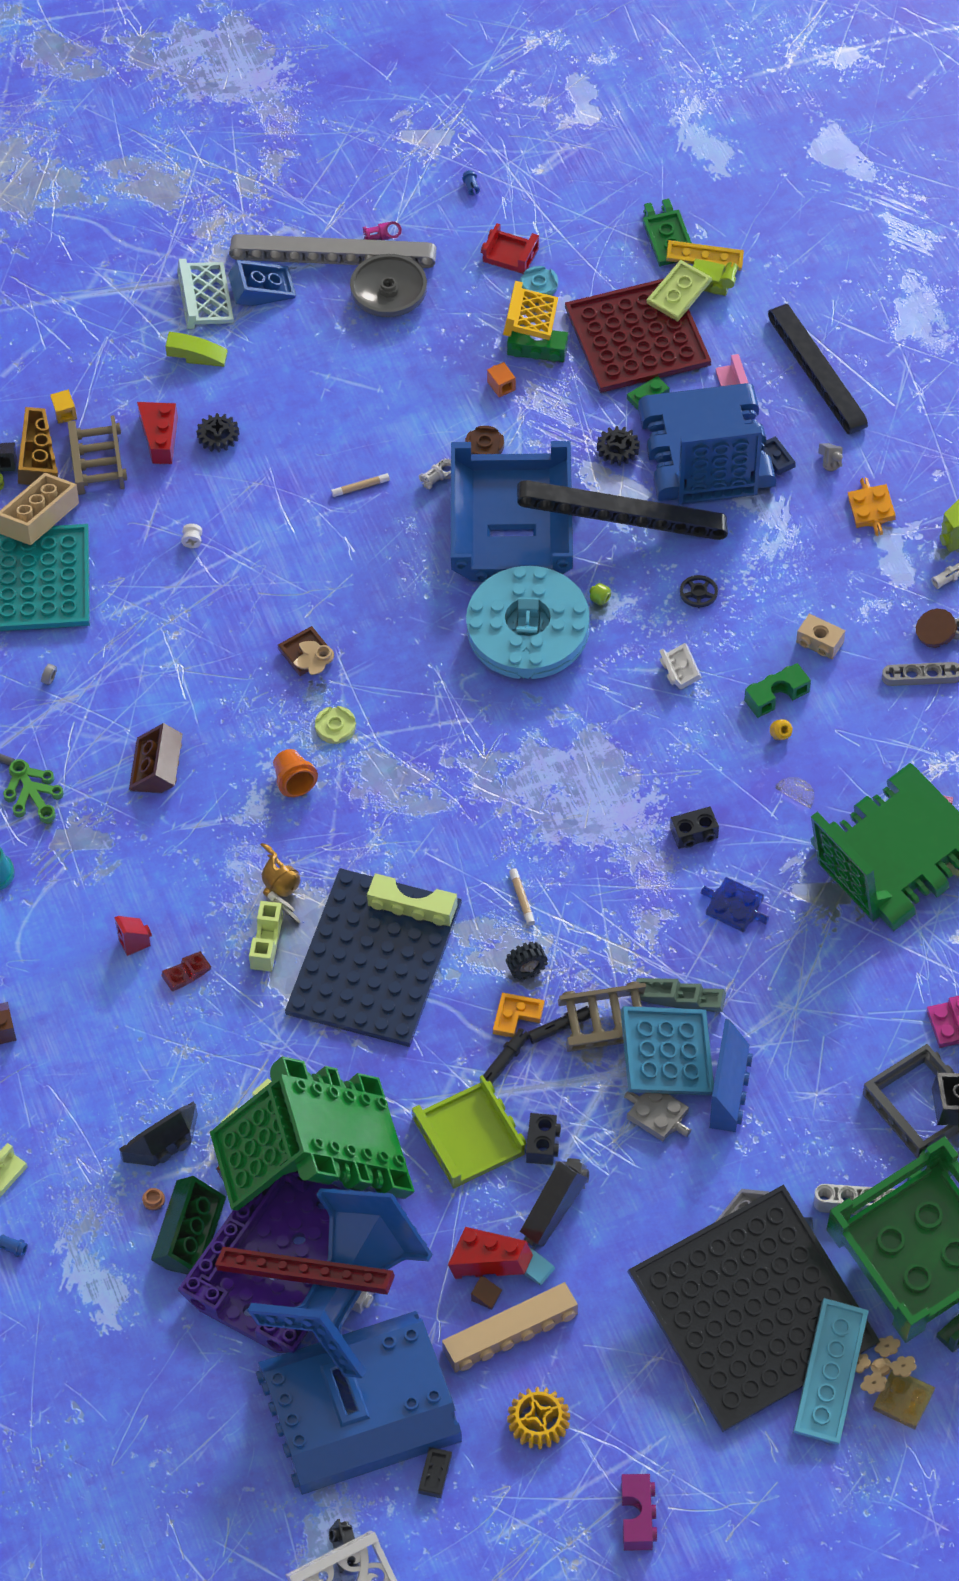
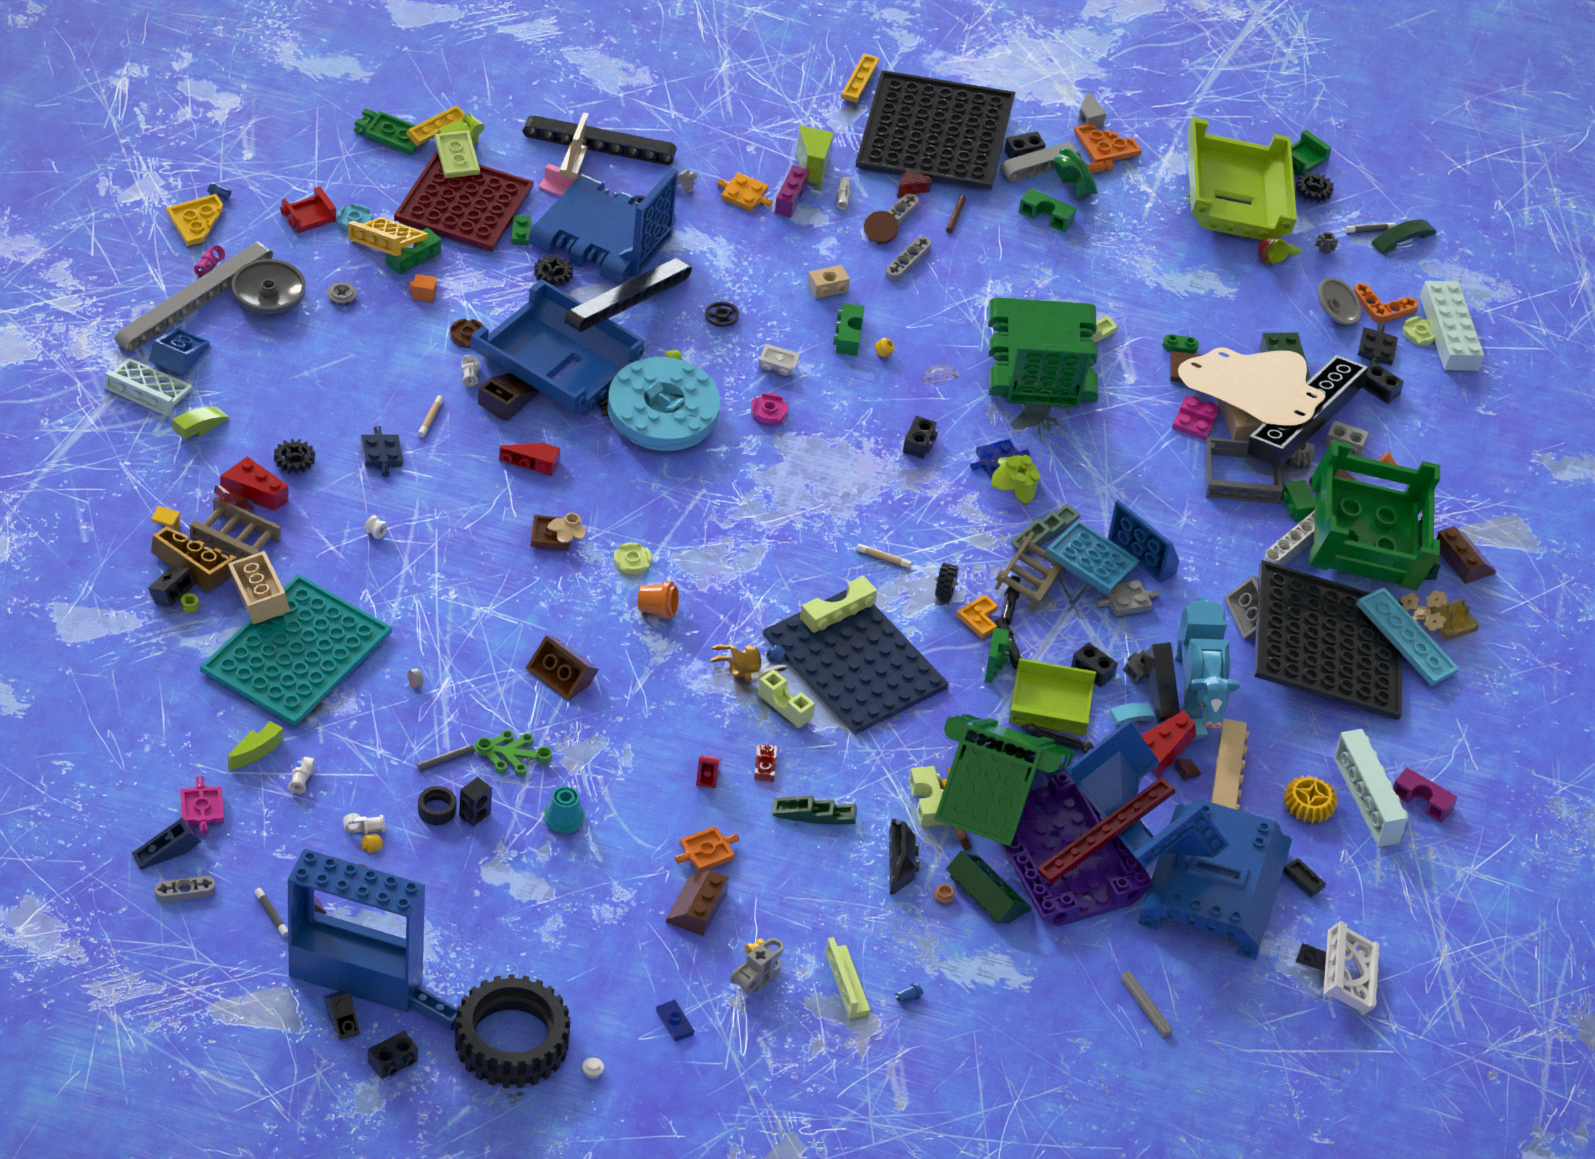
camera: 60 degrees left, 10 degrees down
(44, 993) = (707, 849): none -> orange plate
(130, 430) = (230, 495): none -> clear red slope
(161, 1041) = (811, 811): none -> dark green slope
(162, 1437) = (1146, 1004): none -> light grey axle
(285, 481) = (381, 450): none -> dark blue plate
(322, 896) = (776, 654): none -> blue piece
(383, 582) = (533, 456): none -> red slope
(423, 190) = (195, 218): none -> yellow plate
(425, 1168) = (1059, 738): none -> black wheel
(428, 513) = (505, 395): none -> slope
(434, 330) = (341, 288): none -> light grey gear
(471, 1052) = (997, 653): none -> green plate
(507, 1204) = (1132, 712): none -> medium azure slope
(592, 1220) = (1205, 661): none -> dark azure animal
(592, 1459) = (1370, 787): none -> light aqua brick
(612, 709) = (762, 414): none -> dark pink plate
(710, 945) = (1017, 474): none -> lime brick
(774, 364) = (576, 152): none -> tan fence
(893, 537) = (792, 188): none -> magenta arch

